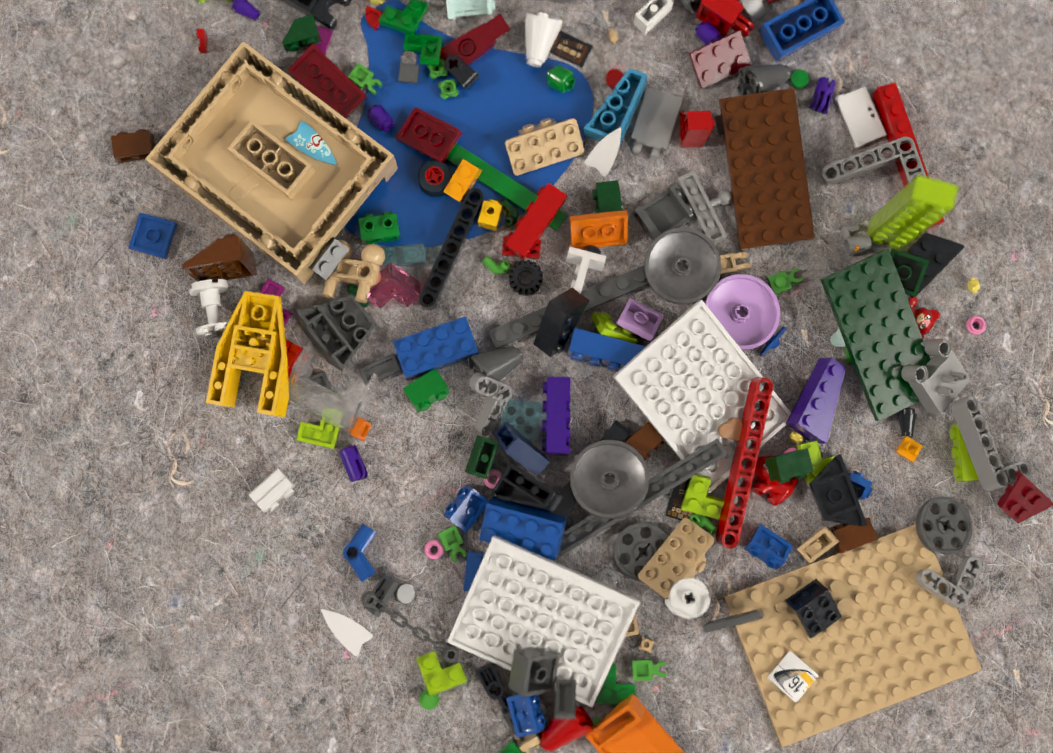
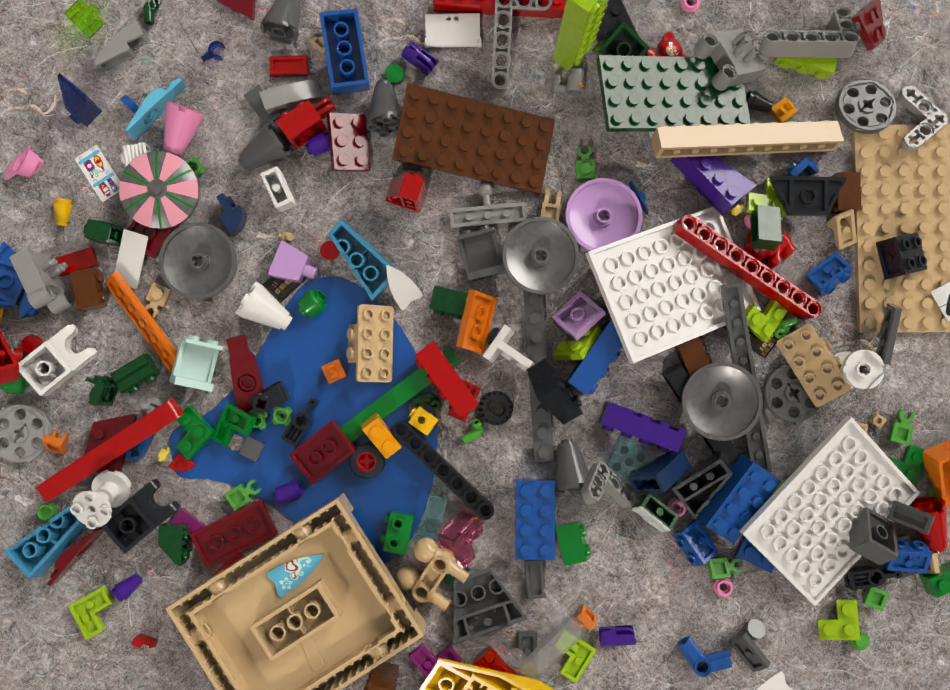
camera: 65 degrees left, 5 degrees up
(329, 258) = (414, 594): plate -> none
(405, 624) = (785, 639): dark grey piece -> none
(438, 105) = (295, 431): none -> black piece
(475, 700) = (875, 598): none -> bright green plate
(505, 121) = (334, 371): none -> orange tile
(588, 48) = (291, 264): none -> lavender torso
(655, 122) = (387, 227): light grey tile -> none
(730, 429) = (713, 269): medium nougat tile -> none
(866, 418) = (746, 139): none -> brick

